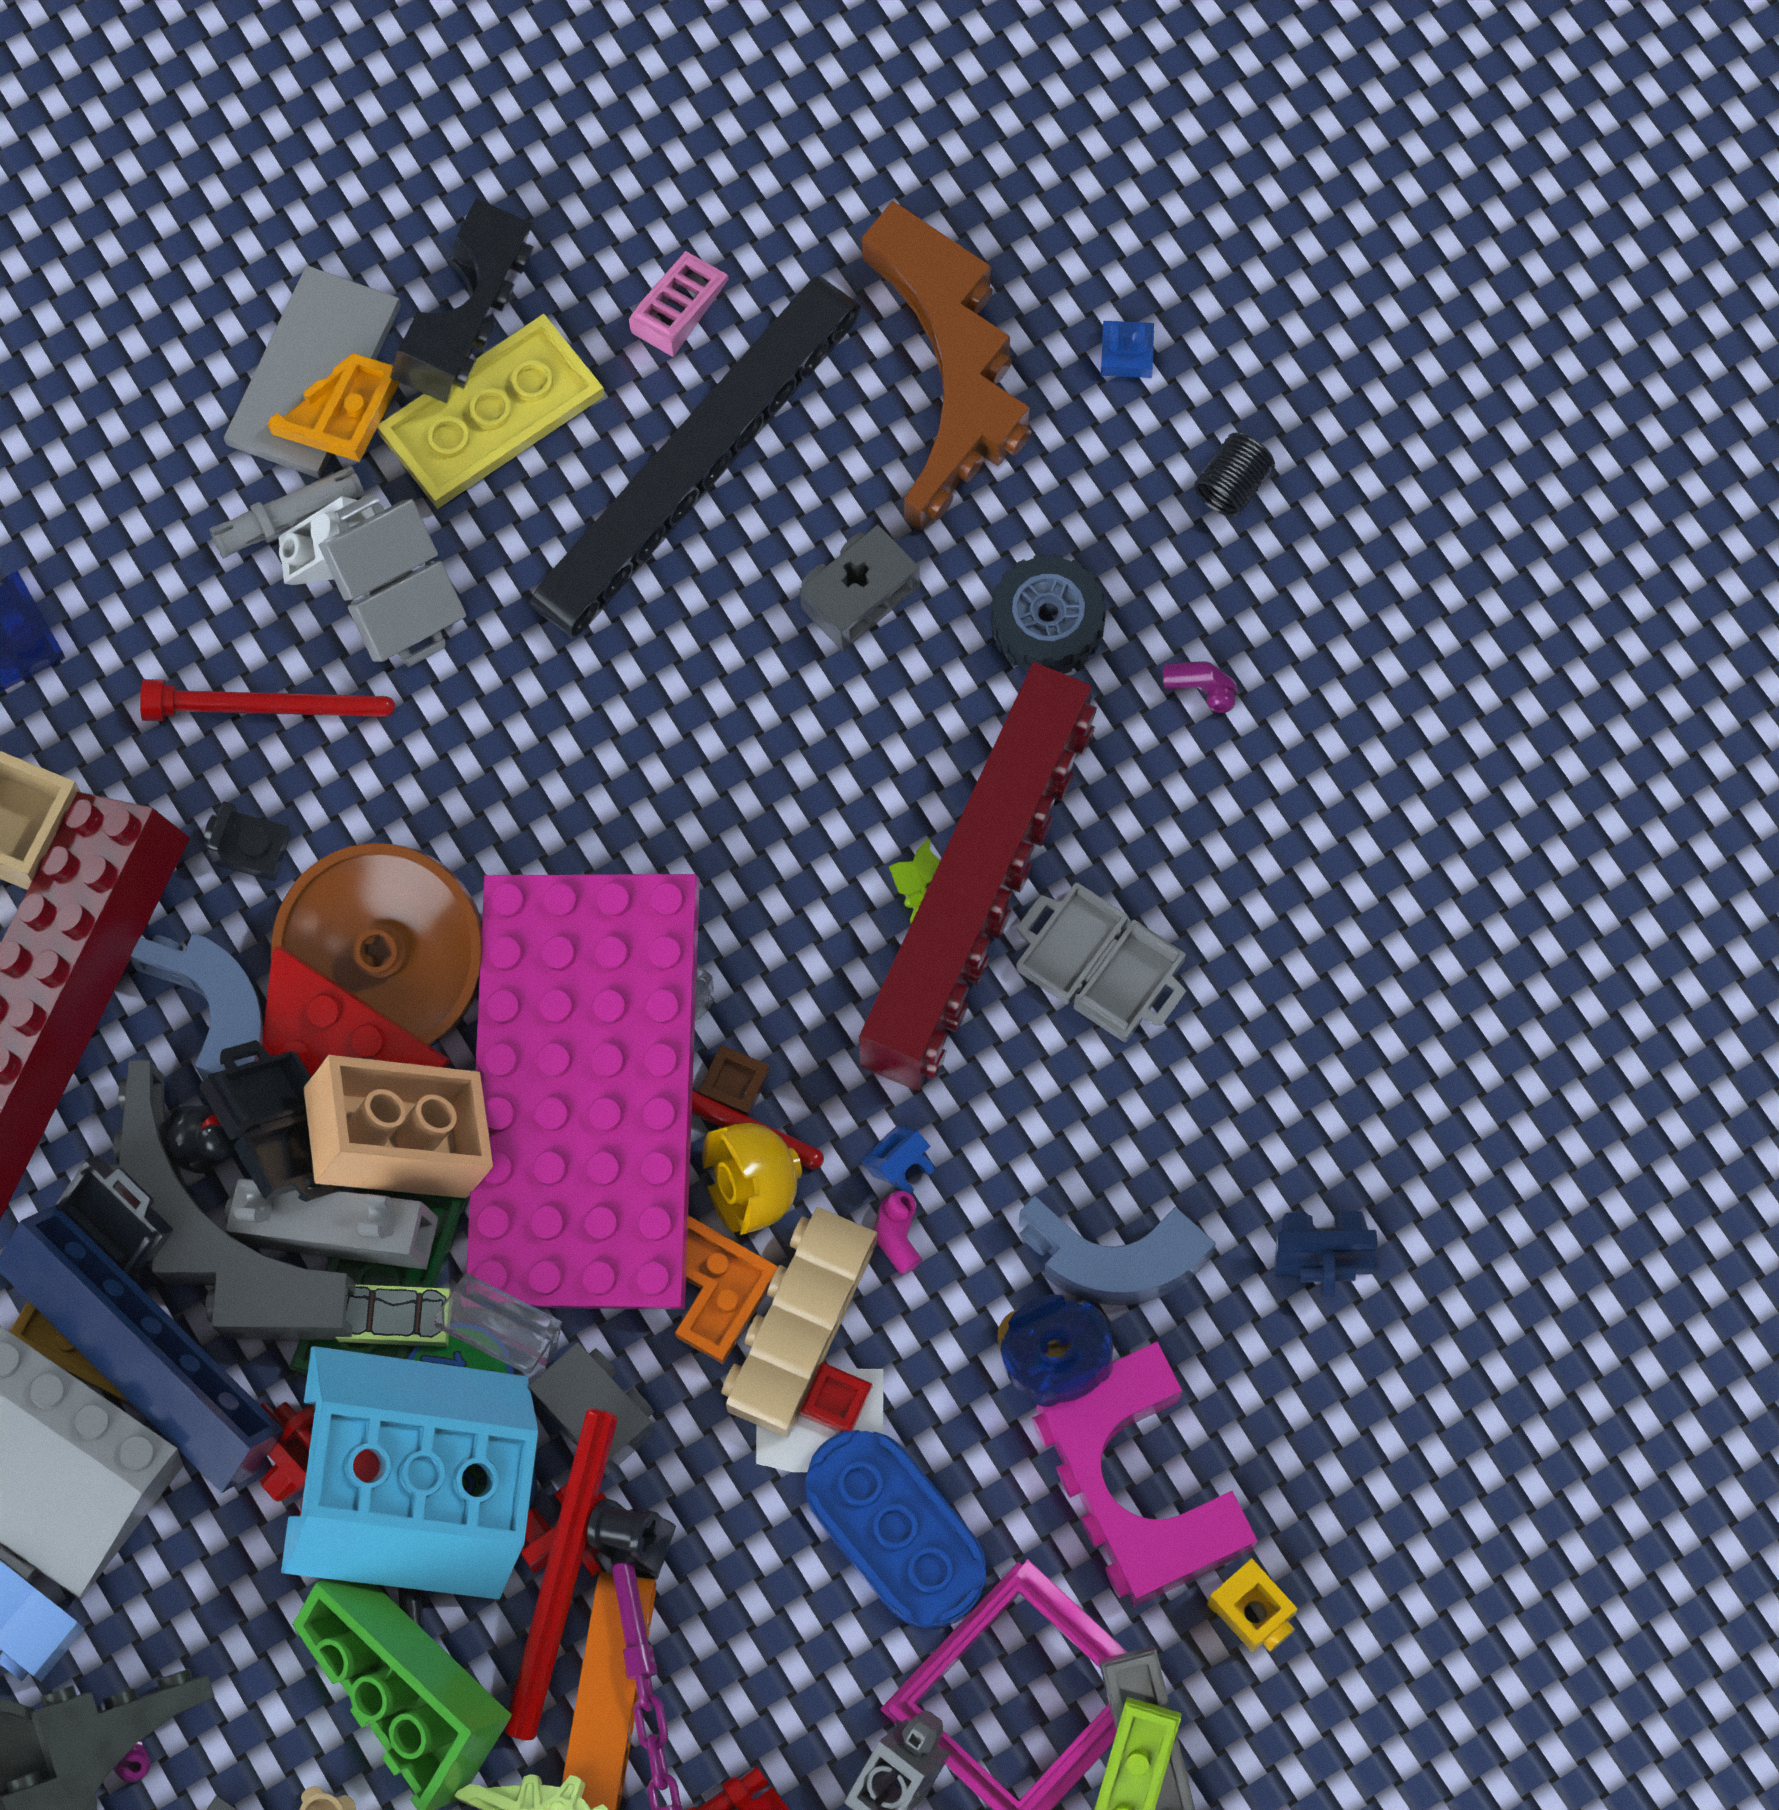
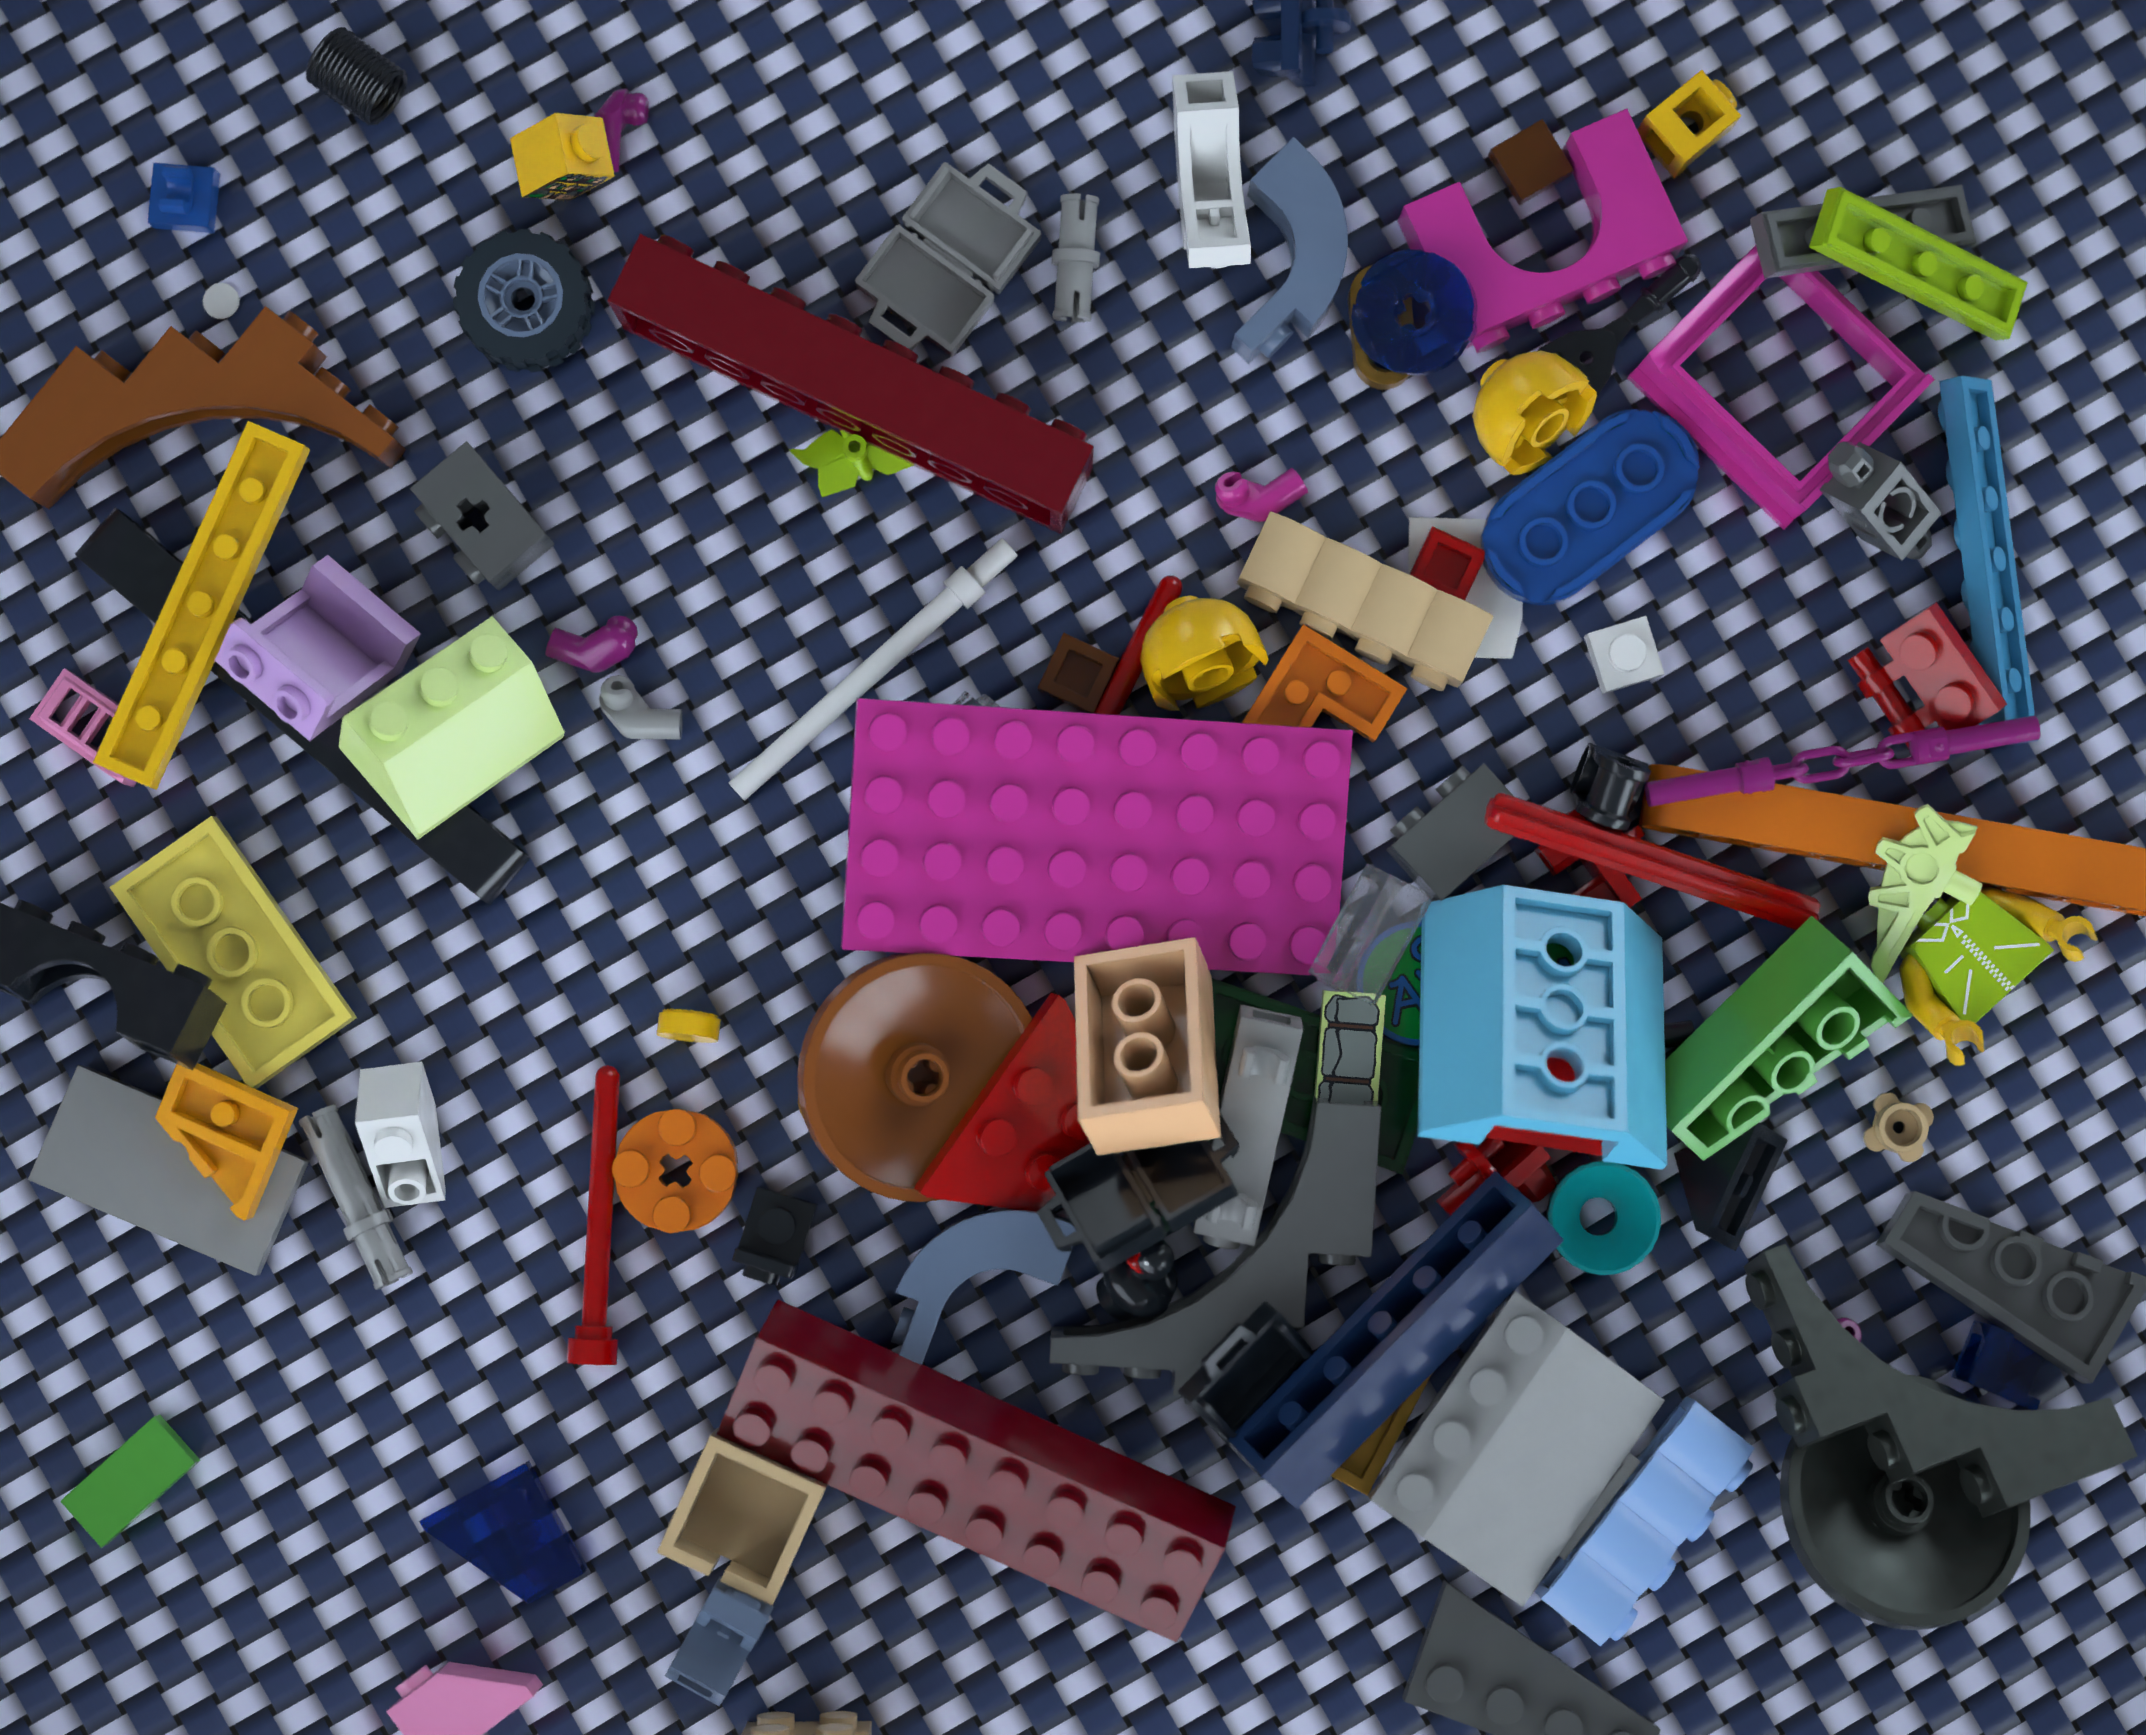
camera: 95 degrees left, 15 degrees up
(60, 353) = (130, 1480): none -> bright green tile
(221, 1524) = (1635, 1221): none -> teal piece
(273, 1662) = (1729, 1183): none -> black slope
(304, 734) = (640, 1169): none -> orange plate
(379, 560) = (458, 1064): light grey piece -> none
(426, 766) = (688, 1025): none -> yellow tile
(674, 564) = (451, 727): none -> yellowish green slope
(694, 715) = (633, 716): none -> light grey arm
(737, 458) = (319, 649): none -> lavender panel
(748, 684) = (598, 650): none -> magenta arm
(758, 1561) = (1624, 655): none -> white plate
(773, 366) = (201, 605): none -> yellow plate
(806, 979) = (961, 589): none -> white bar
(896, 1154) = (1174, 491): blue tile -> none
(976, 1460) = (1528, 407): none -> yellow cylinder
(1042, 382) = (221, 301): none -> white sticker
(1047, 1537) = (1604, 341): none -> black piece
(1104, 1067) = (1075, 257): none -> light grey pin
(1170, 636) = (562, 157): none -> yellow brick
(1186, 1178) = (1210, 170): none -> white arch
(1212, 1467) = (1530, 162): none -> reddish brown tile

